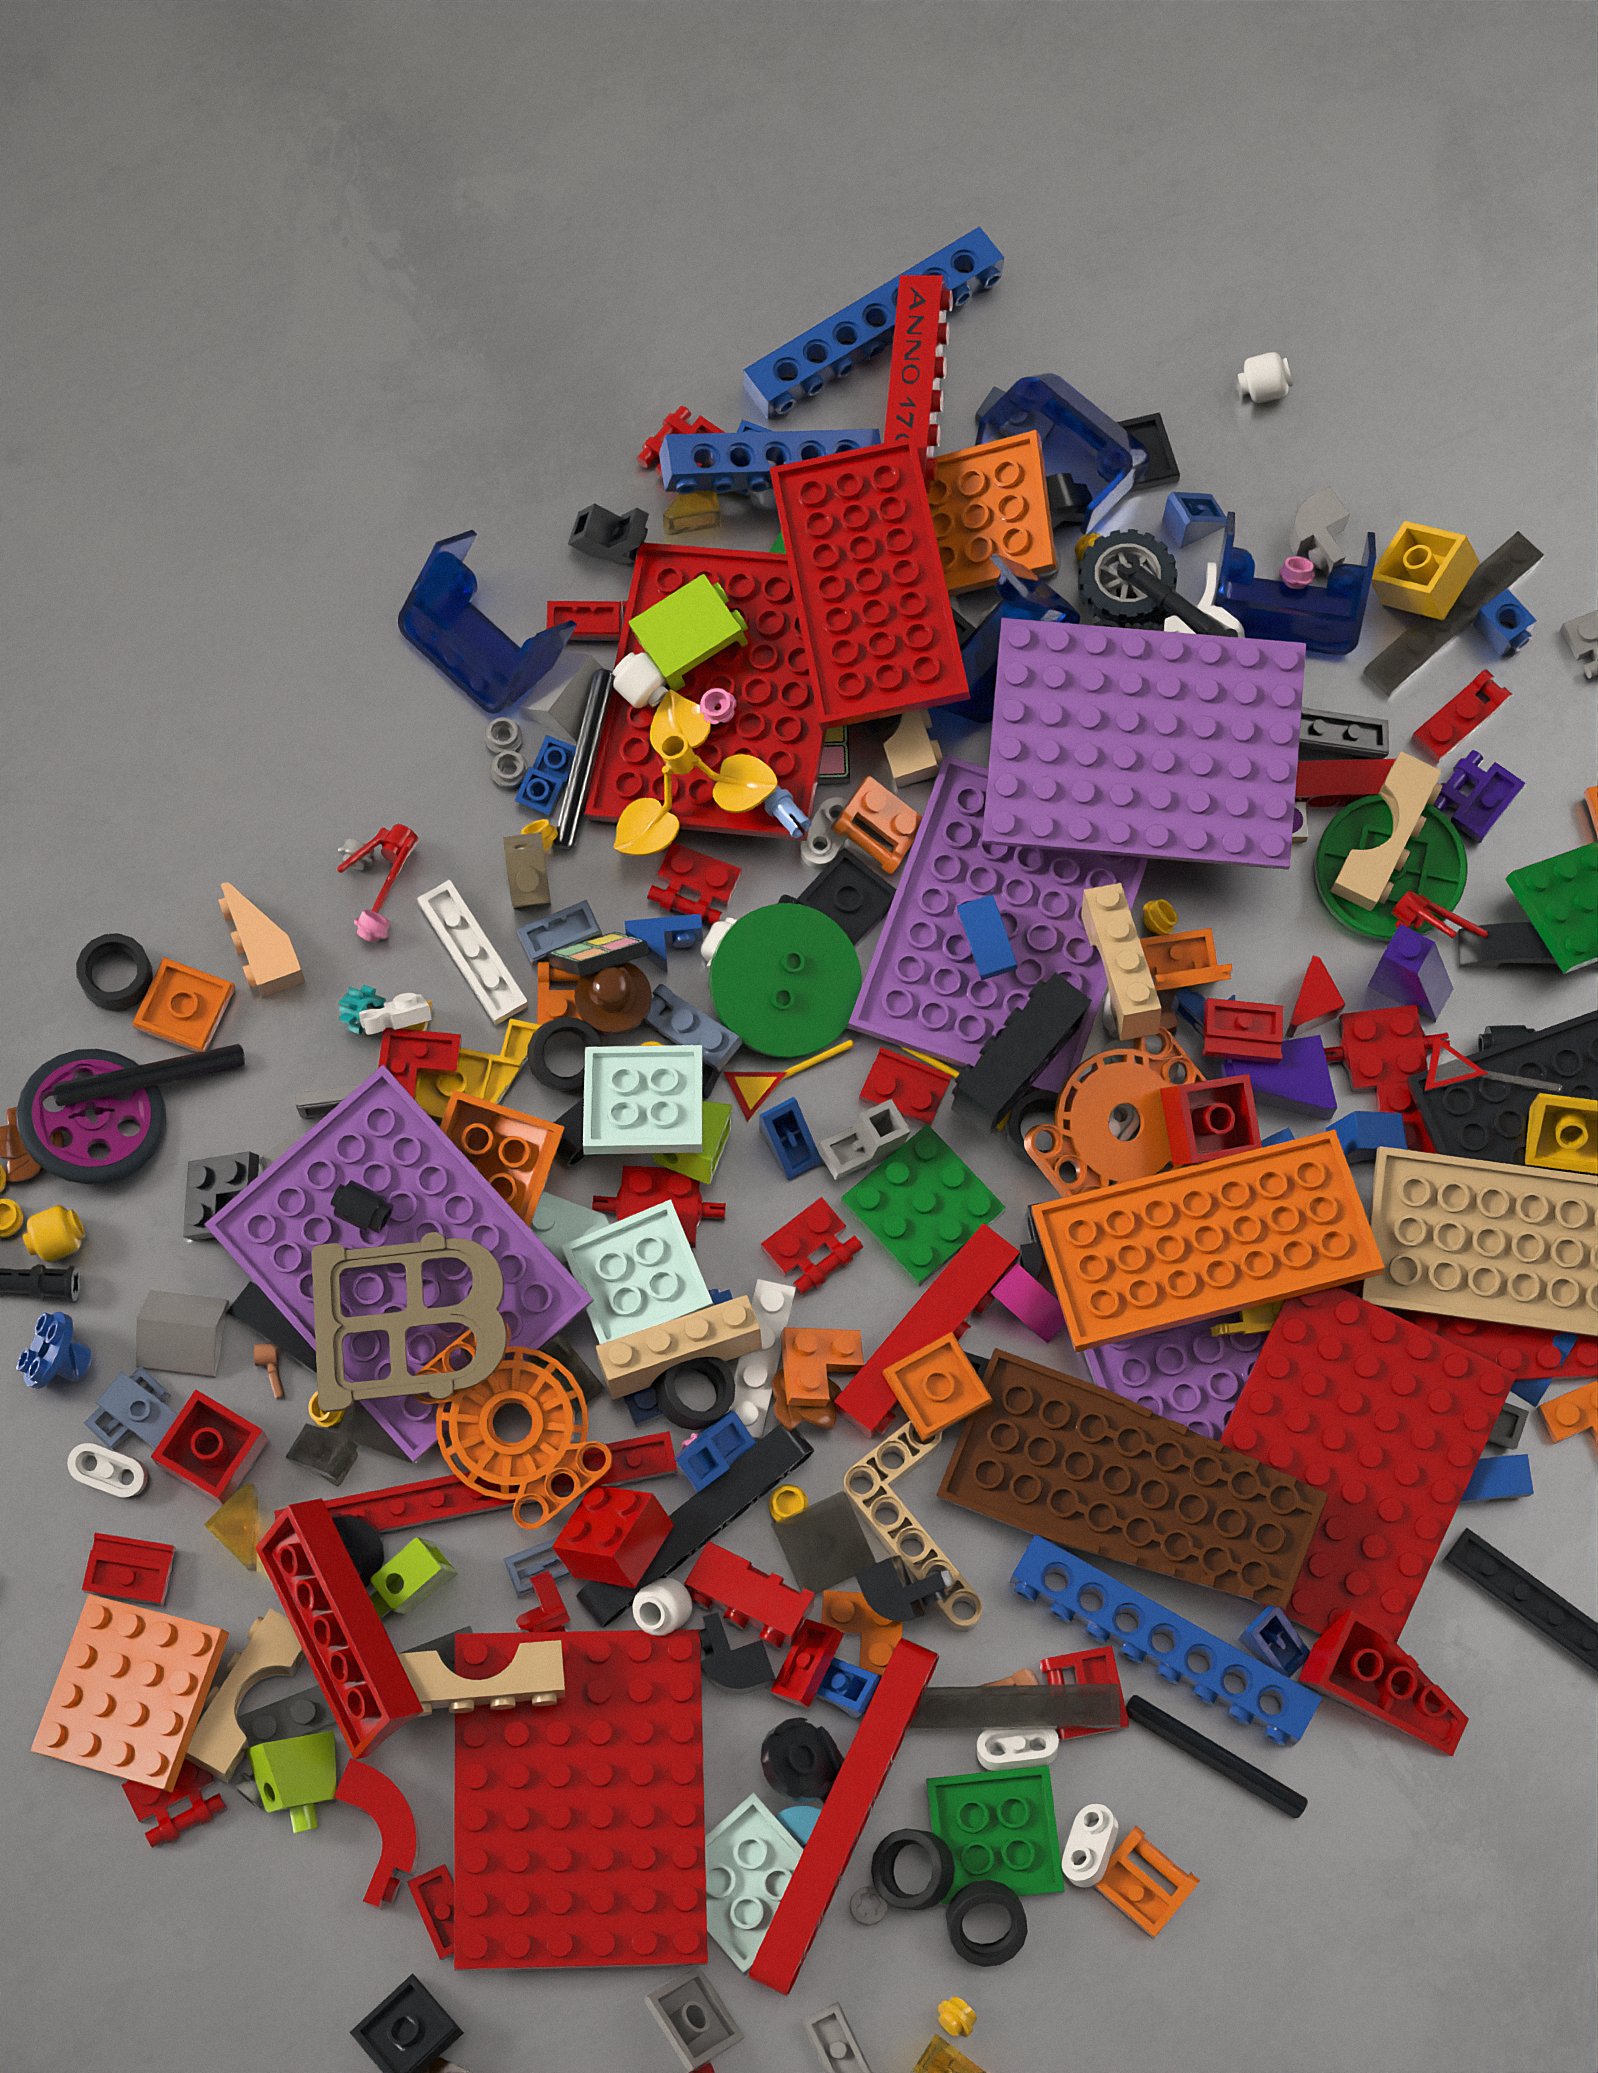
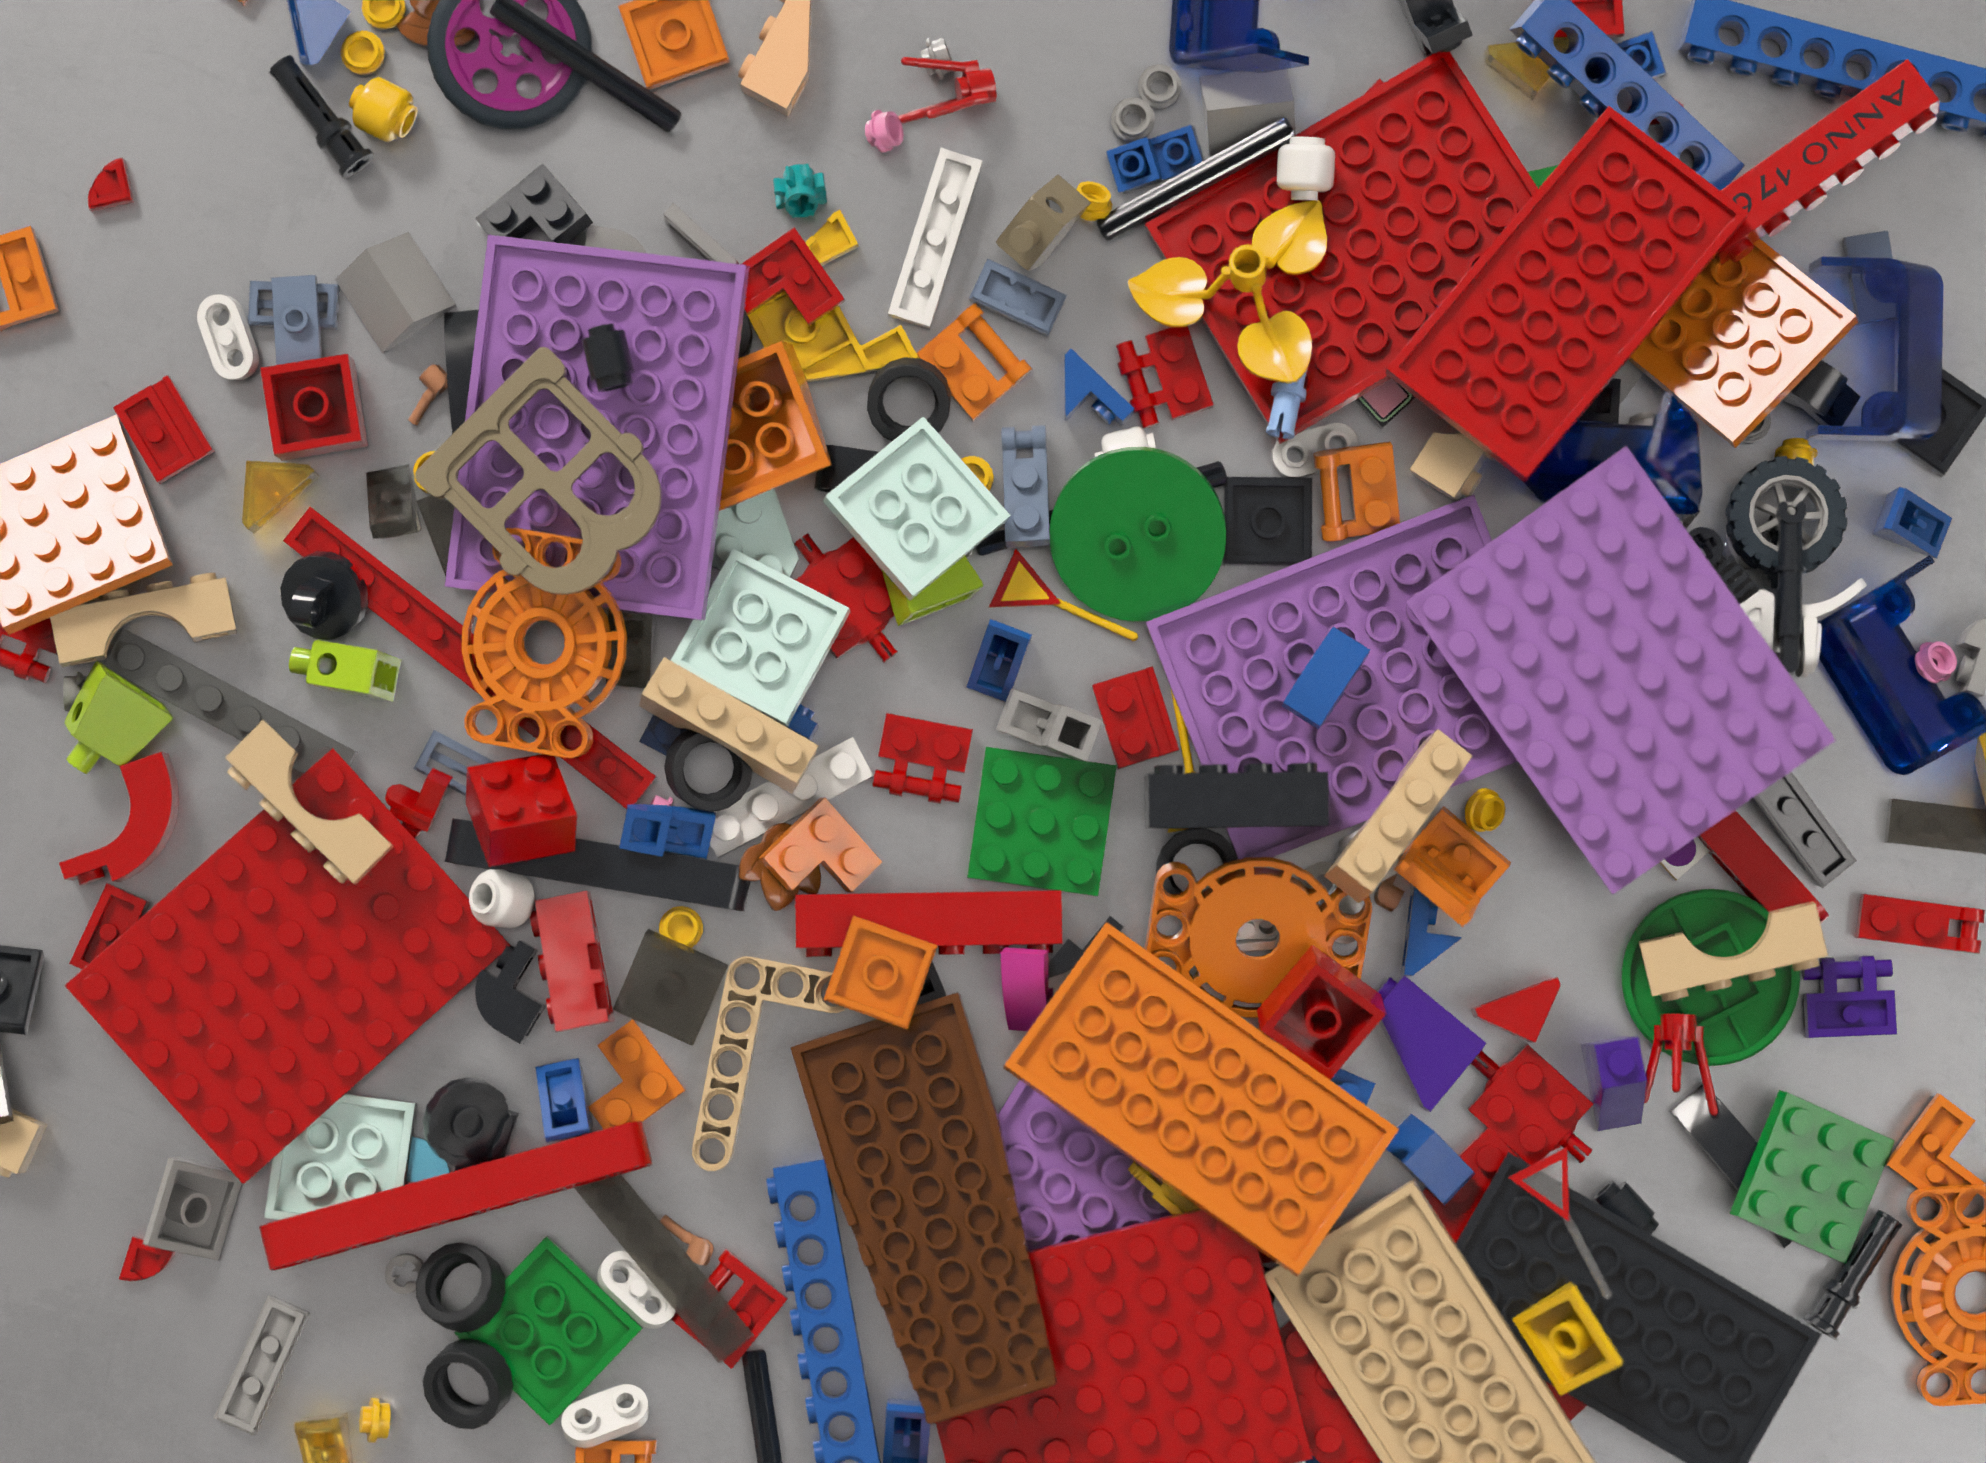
camera: 50 degrees right, 15 degrees up
(53, 1352) = (283, 203): blue plate -> none
(337, 1626) = (250, 650): red arch -> none
(401, 1012) = (818, 230): white plate -> none
(593, 618) = (1331, 61): red plate -> none
(598, 953) = (1019, 352): black tile -> none
(614, 999) = (993, 398): reddish brown plate -> none
(688, 629) = (1388, 169): lime panel -> none
(711, 700) = (1338, 247): bright pink plate -> none
(807, 1663) = (556, 1058): red plate -> none
(893, 1595) = (670, 1084): black brick -> none
(1243, 1030) = (1428, 974): red plate -> none

